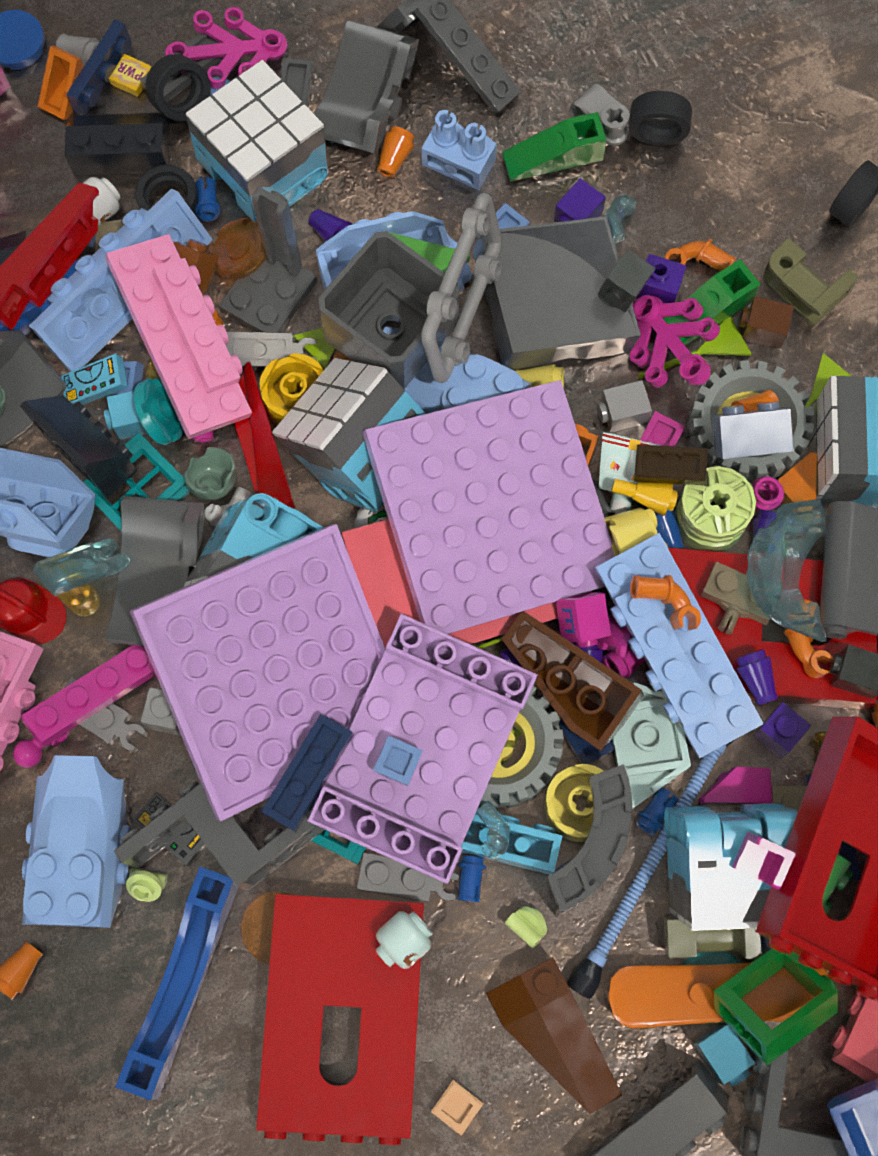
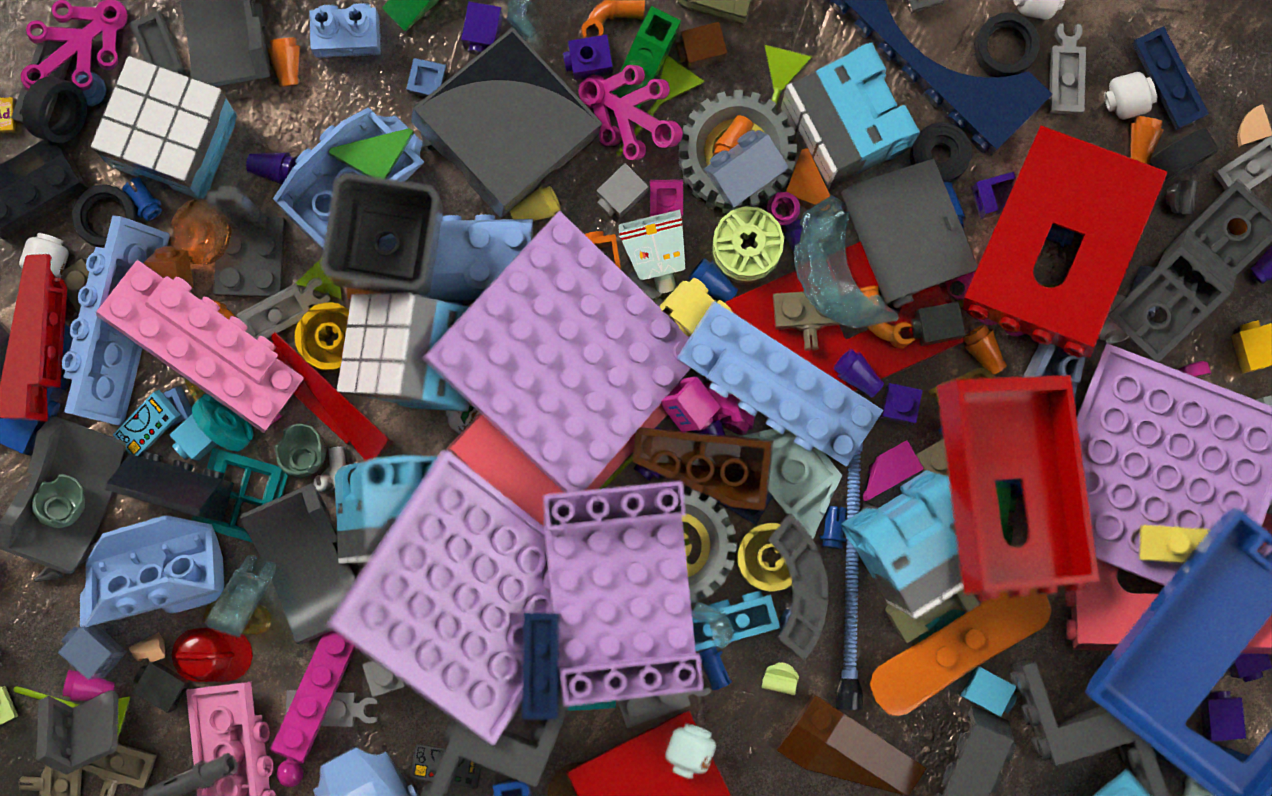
camera: 30 degrees left, 10 degrees up
(397, 761) = (608, 615): medium blue plate -> none
(476, 222) = (417, 117): light grey bar -> none
(626, 281) = (564, 84): pearl dark grey brick -> none
(656, 496) = (690, 265): yellow cone -> none
(668, 592) = (750, 350): orange piece -> none
(671, 465) = (692, 232): dark brown plate -> none
(763, 860) = (941, 535): panel -> none
(763, 1041) = (1012, 670): green window -> none

